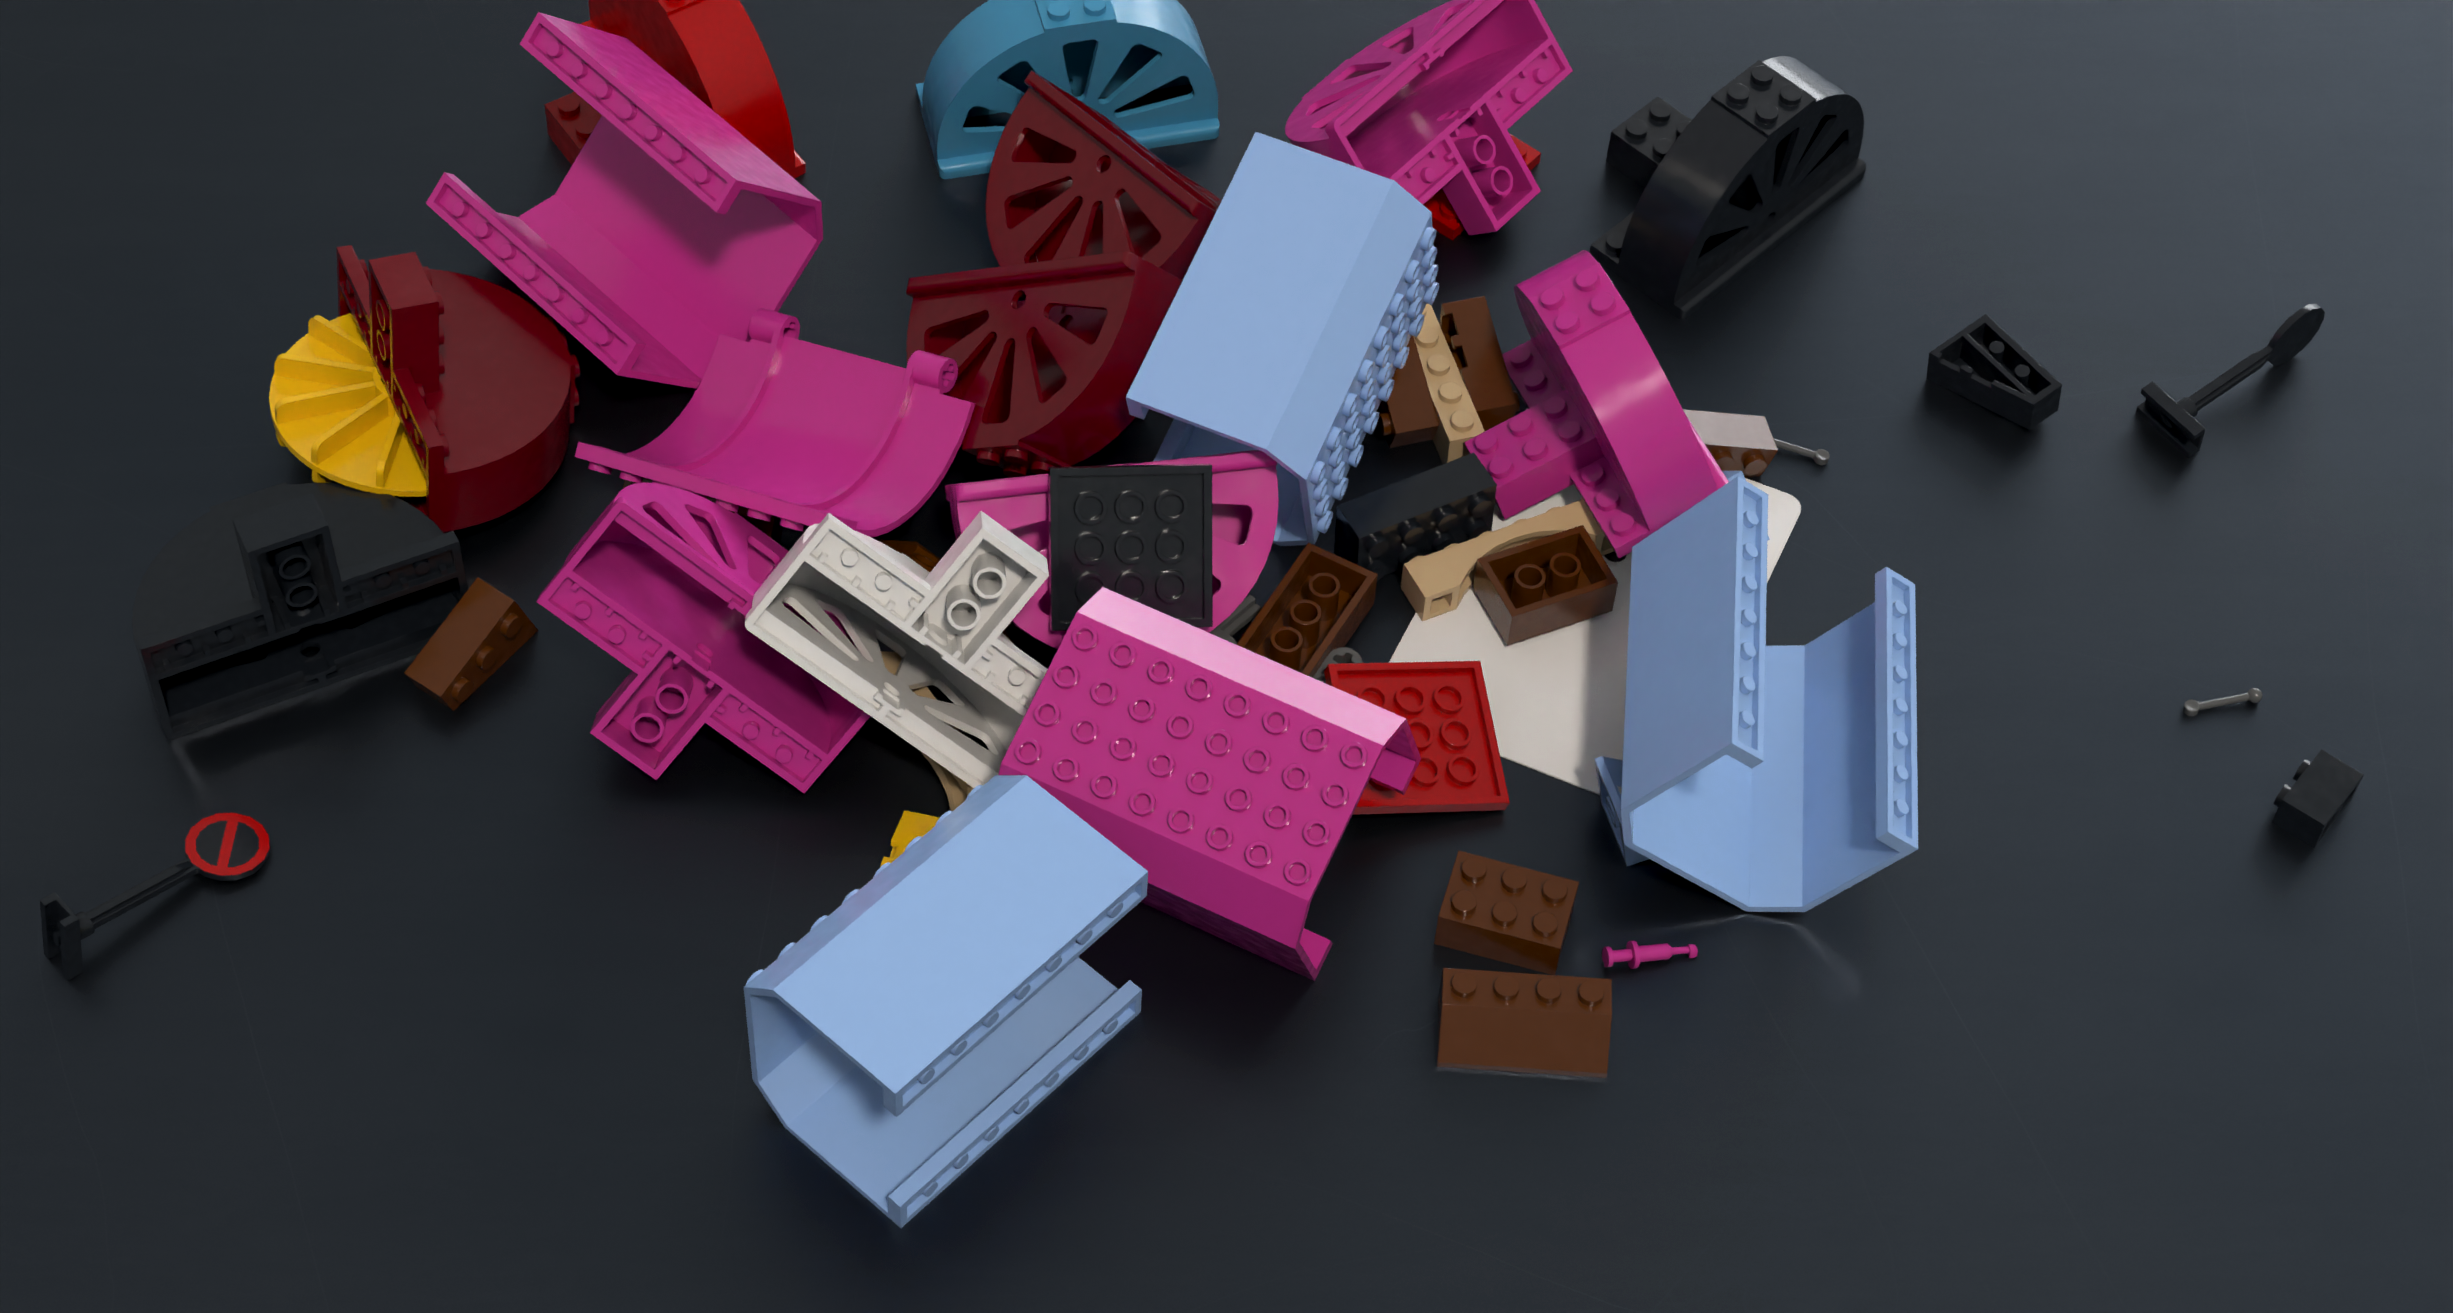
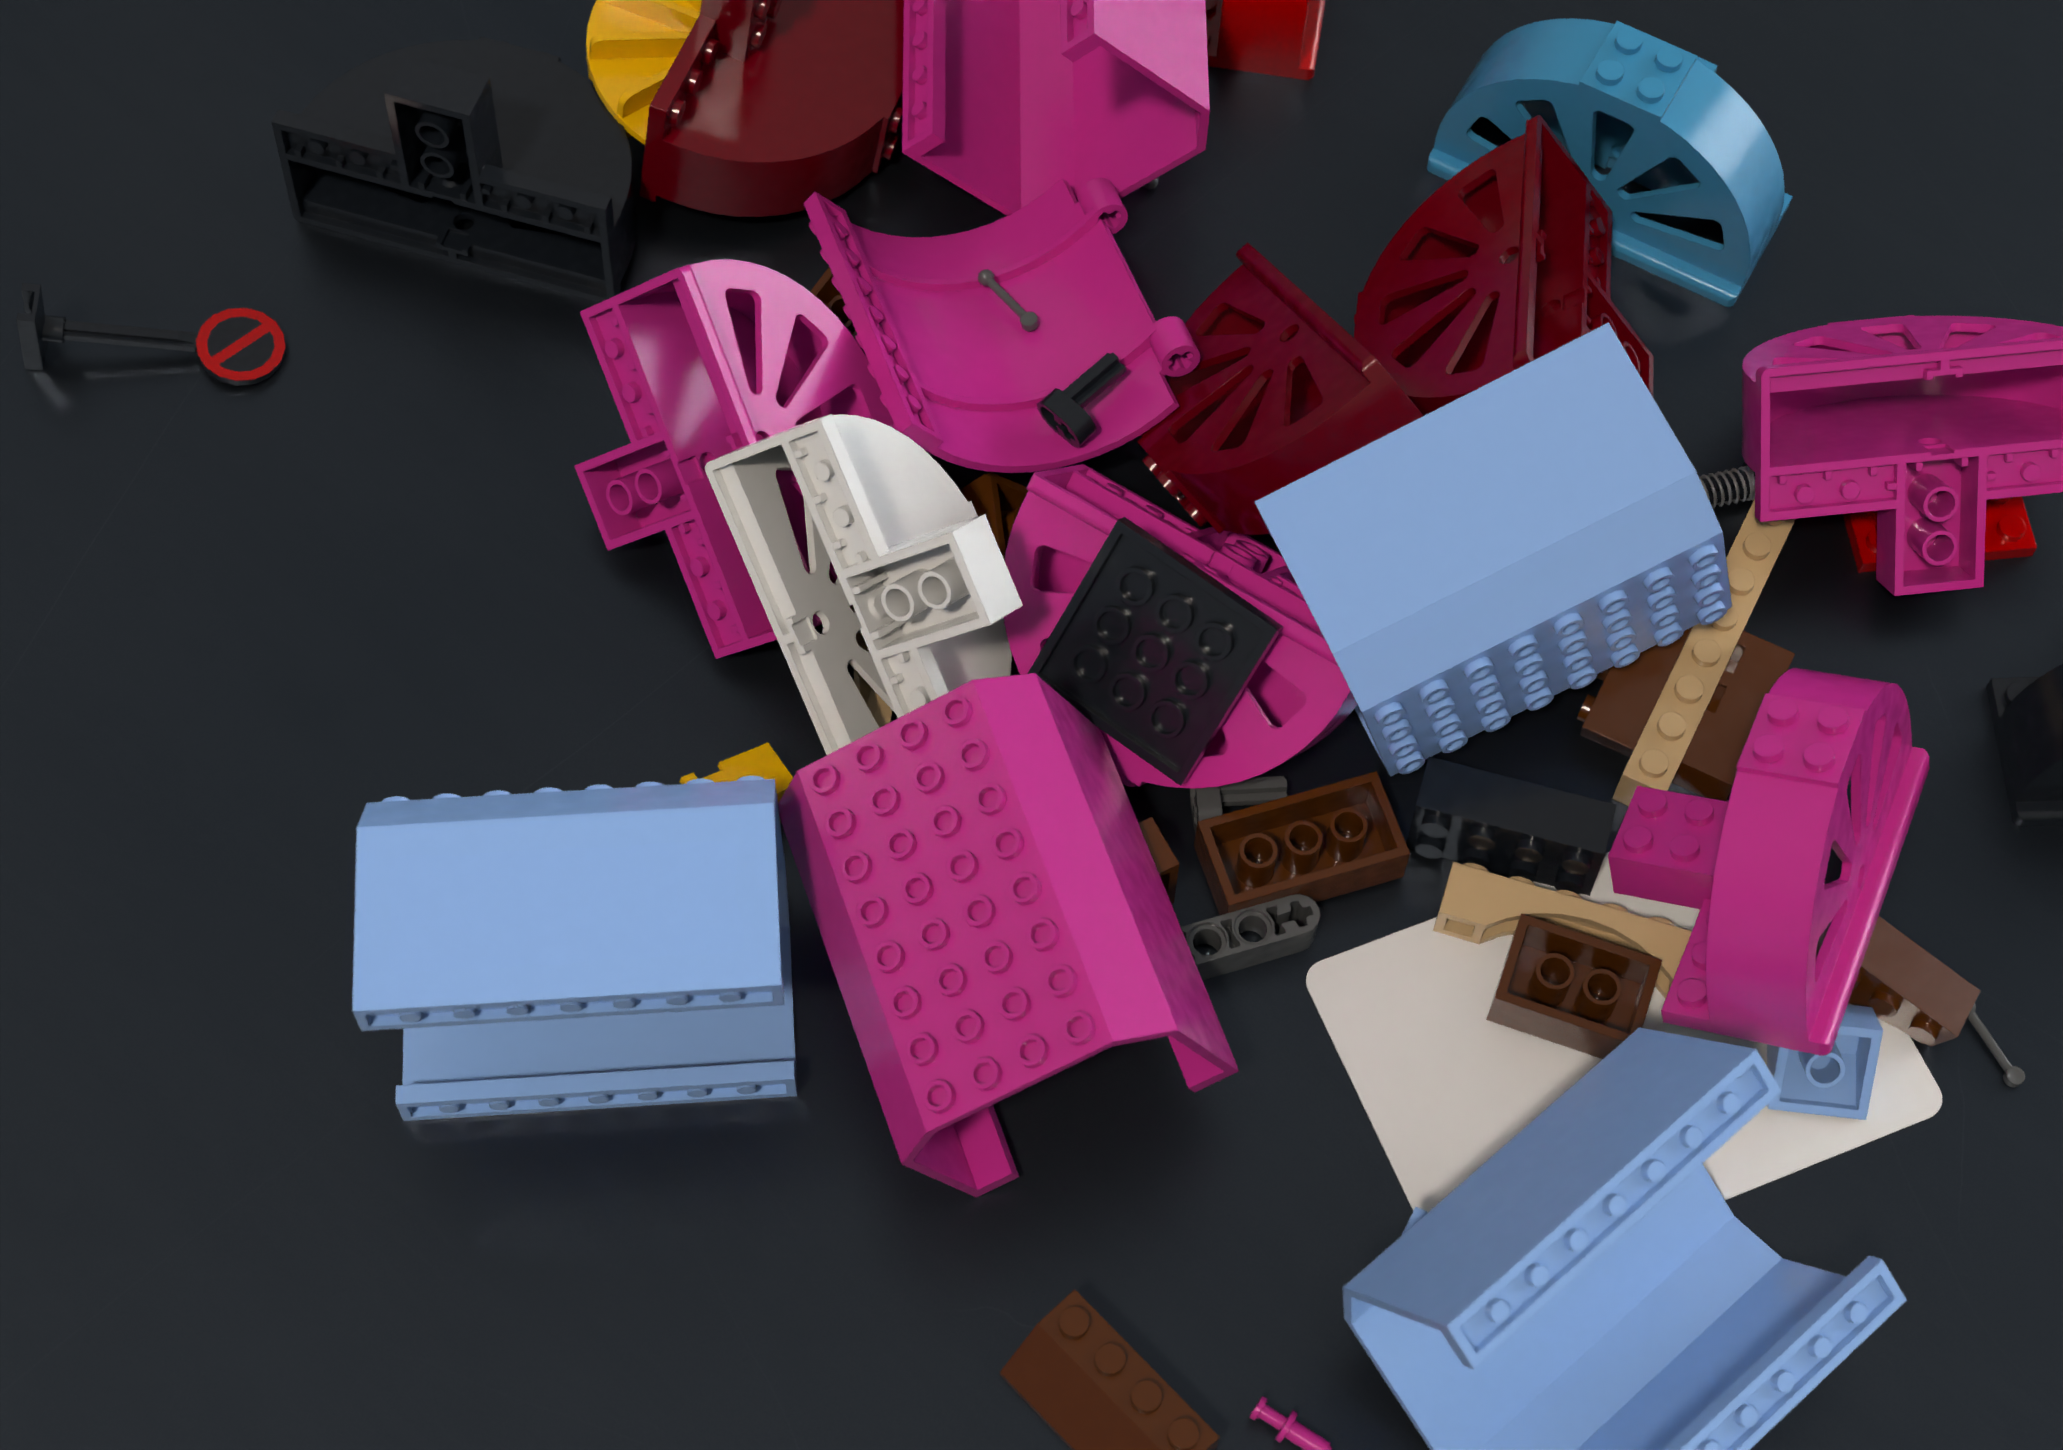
camera: 45 degrees right, 10 degrees up
(470, 645) = (547, 317): reddish brown wedge -> none
(799, 432) = (1028, 319): none -> dark grey hinge
(900, 459) = (1064, 408): none -> black piece
(1450, 726) = (1306, 1042): red plate -> none
(1506, 912) = (1203, 1283): reddish brown brick -> none

